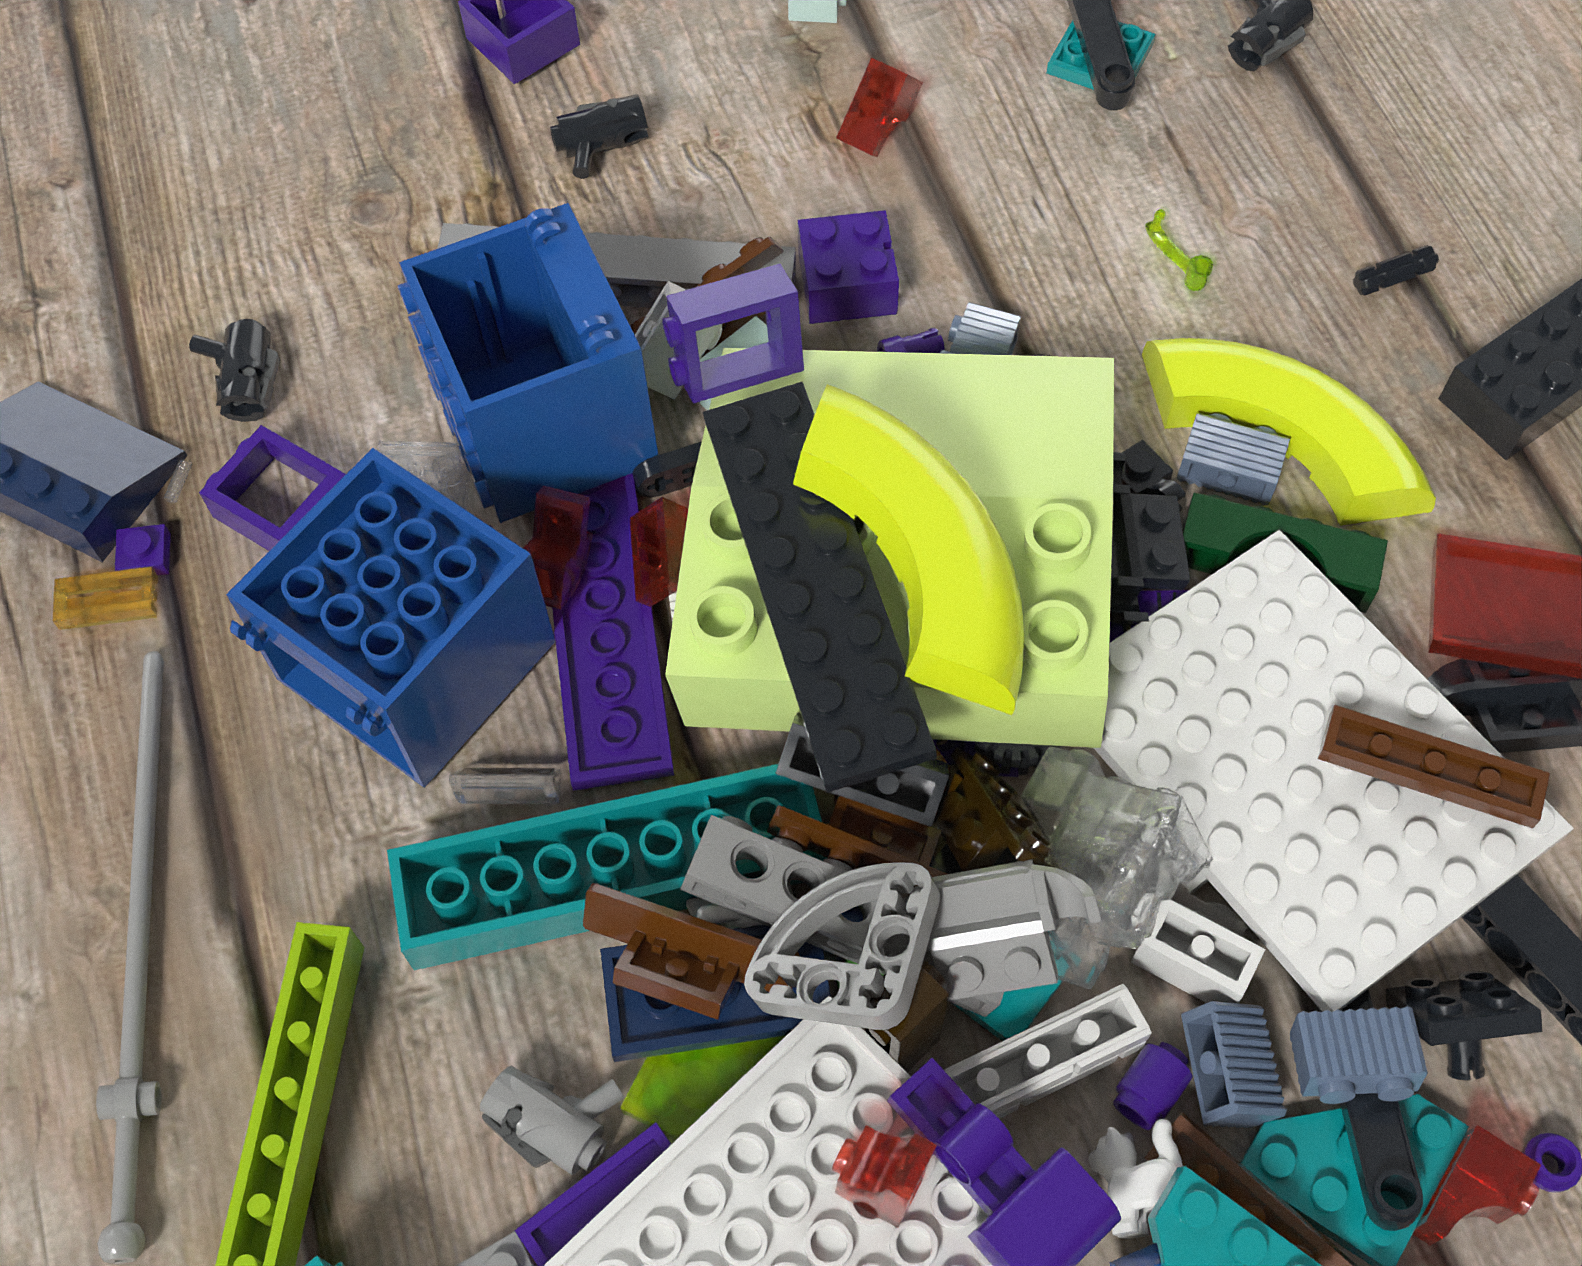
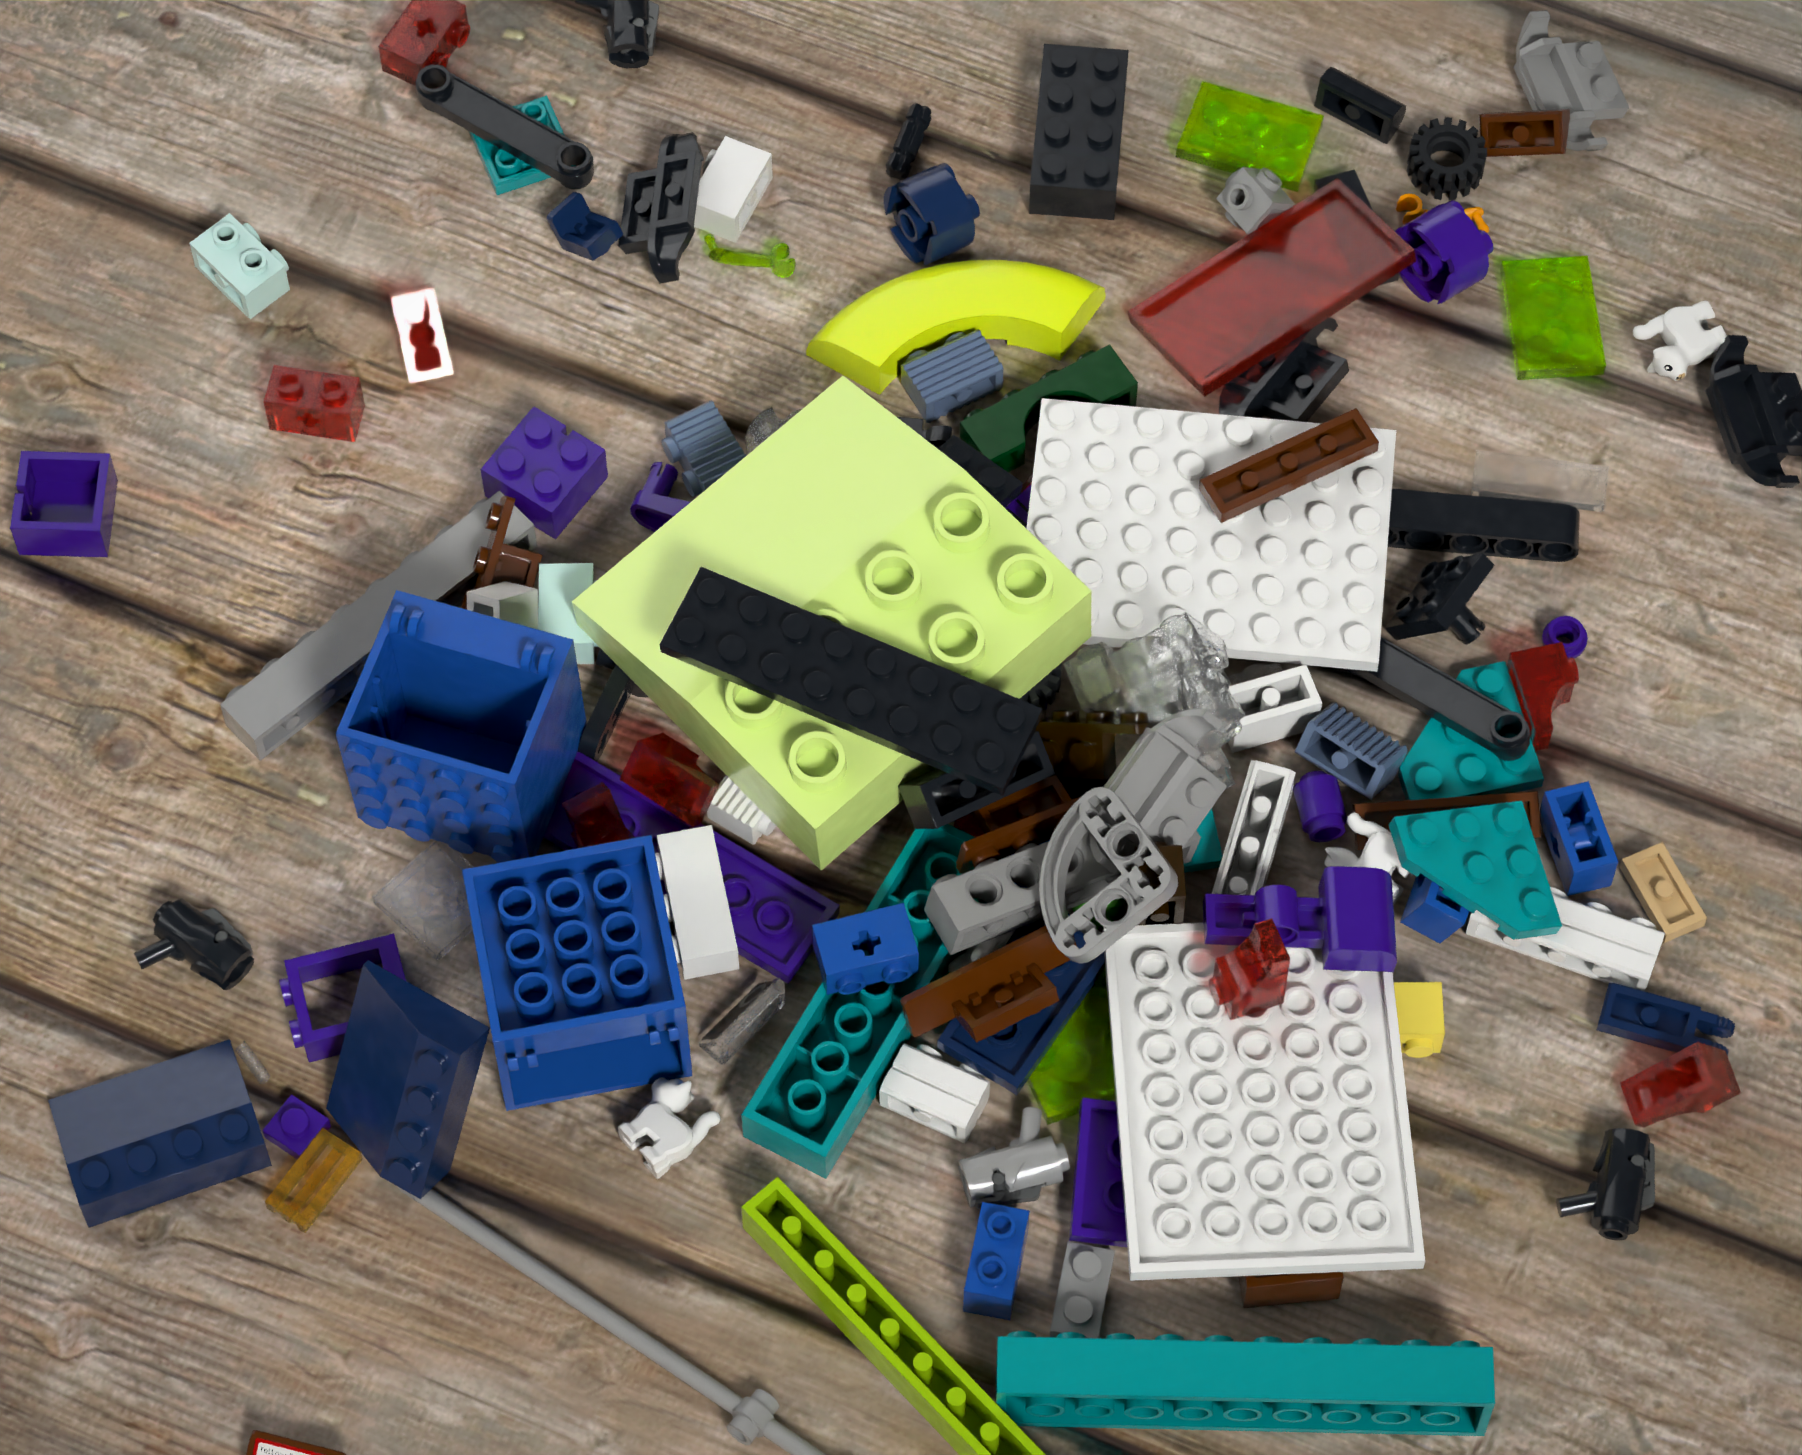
camera: 50 degrees left, 0 degrees up
(190, 600) = (405, 1079): none -> dark blue slope
(349, 804) = (668, 1134): none -> white animal
(436, 1183) = (996, 1261): none -> blue brick
(564, 658) = (697, 902): none -> white brick
(564, 990) = (935, 1092): none -> white brick
(599, 129) = (225, 532): black piece -> none
(606, 792) = (882, 932): none -> blue brick
(723, 302) = (596, 578): dark purple window -> none
(753, 95) = (314, 403): none -> clear red brick
(935, 537) = (899, 587): neon yellow brick -> none
(1073, 131) = (582, 230): none -> dark blue bracket
(1146, 158) = (663, 206): none -> black plate
(1214, 192) = (731, 188): none -> white brick
(1349, 327) = (931, 214): none -> dark blue brick
(1358, 1054) = (1413, 674): sand blue brick -> none

